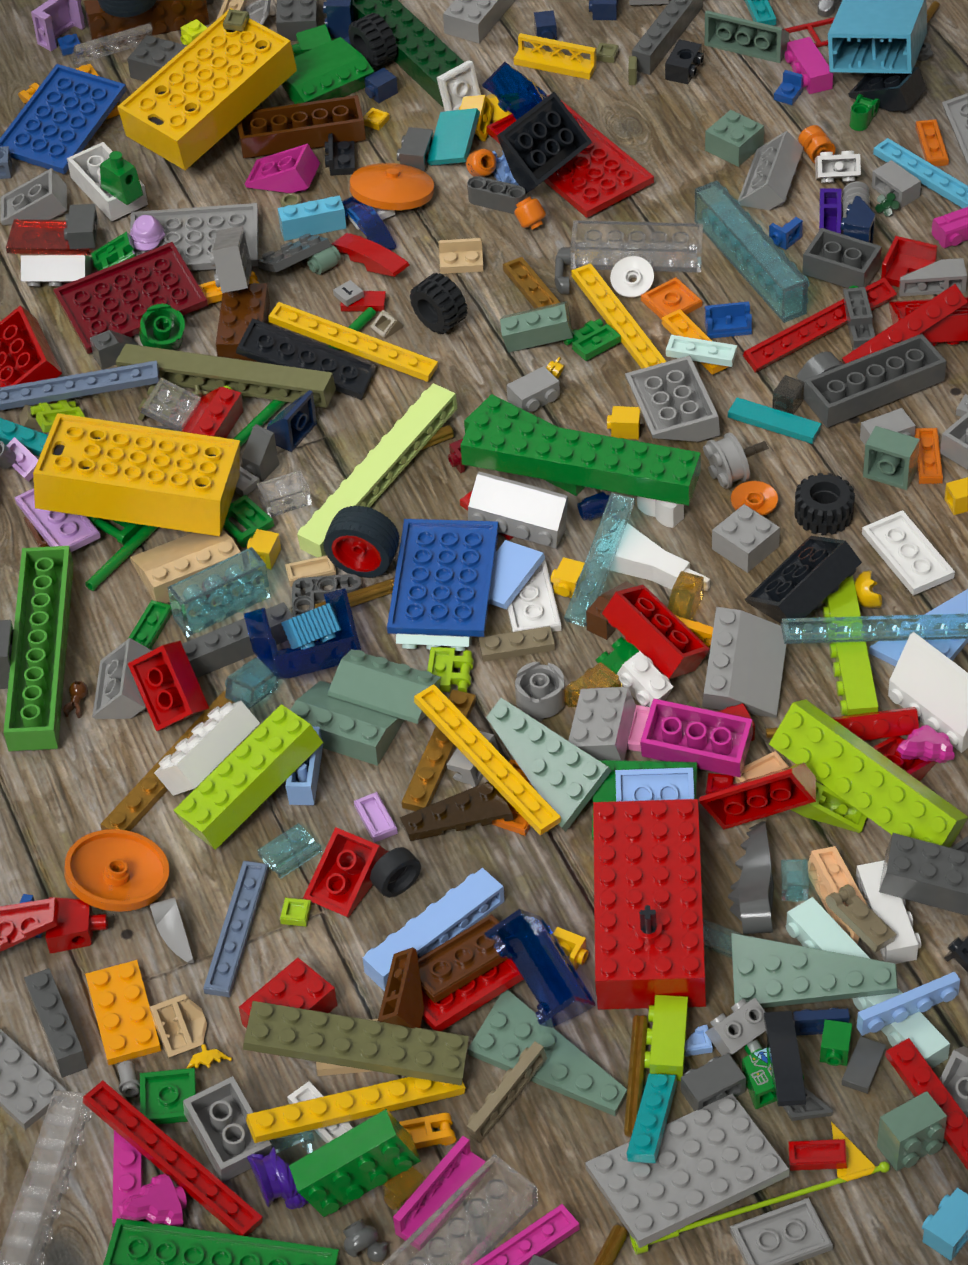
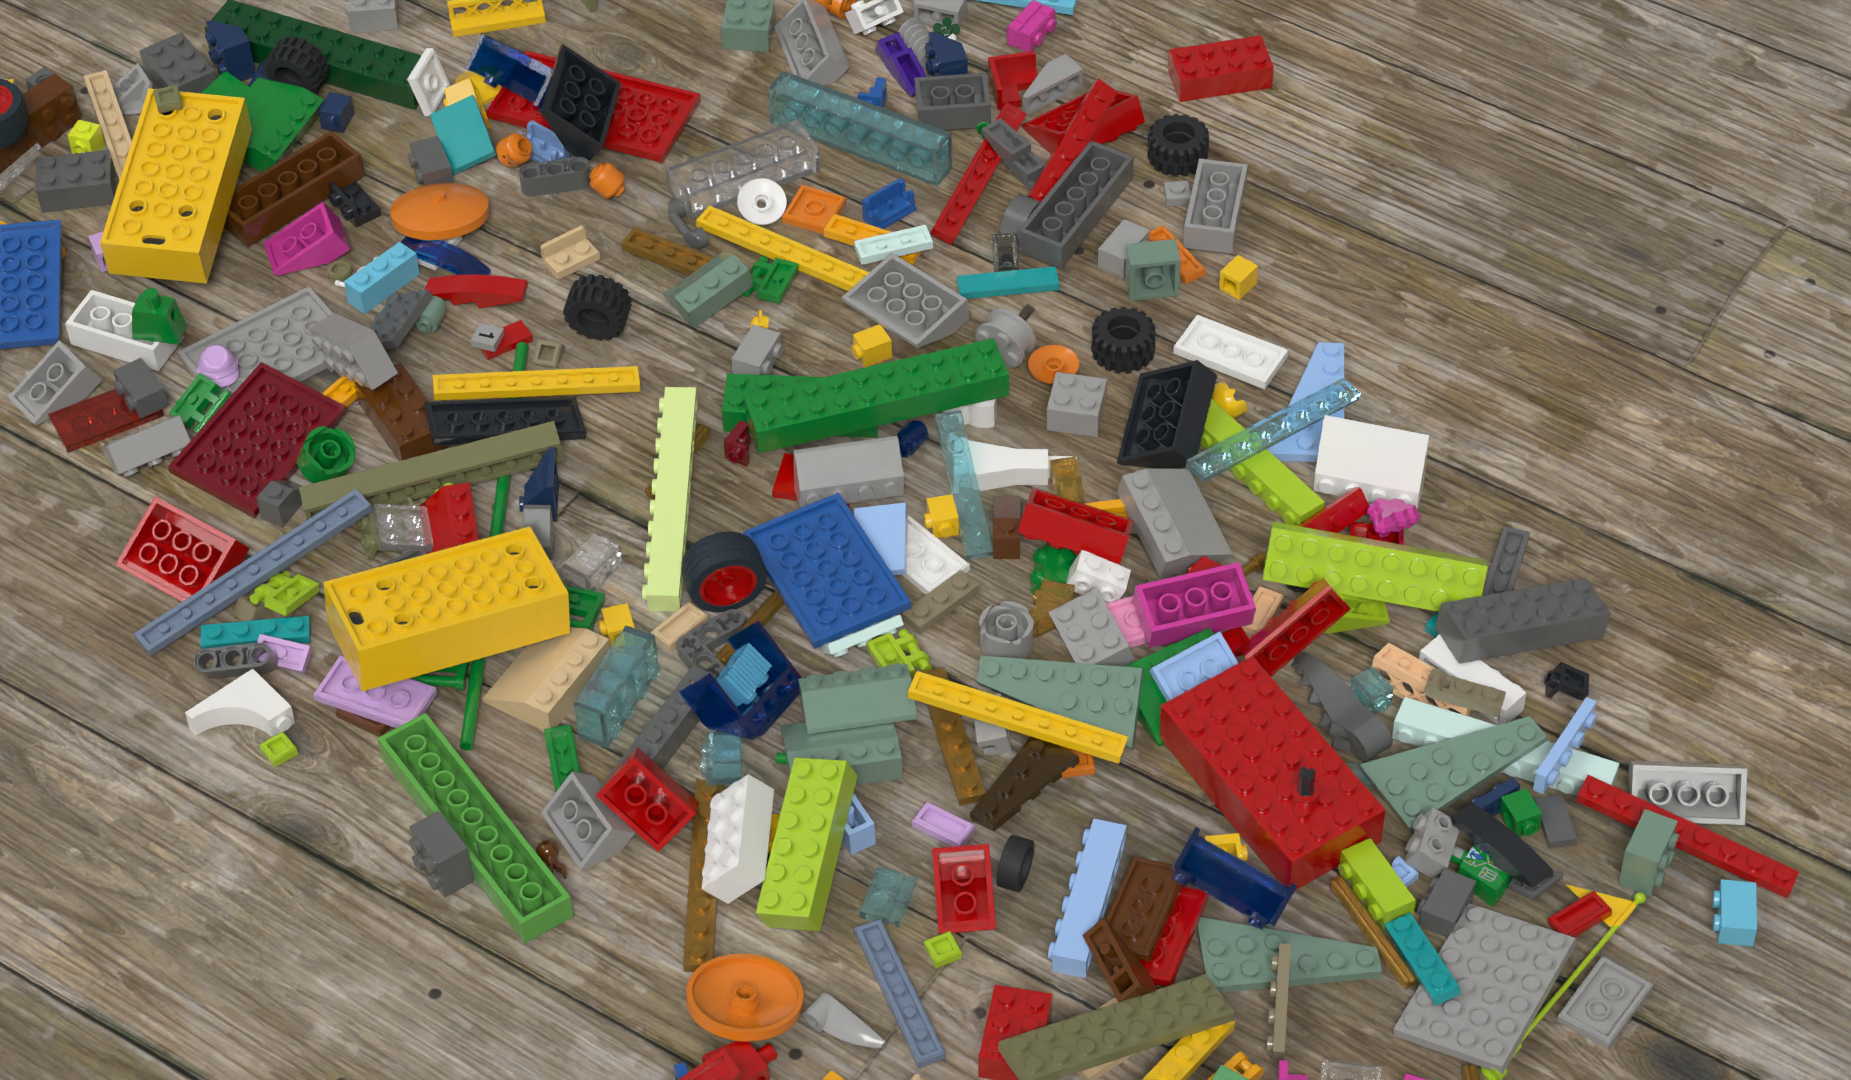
camera: 35 degrees left, 0 degrees up
(376, 118) = (361, 146): yellow tile -> none

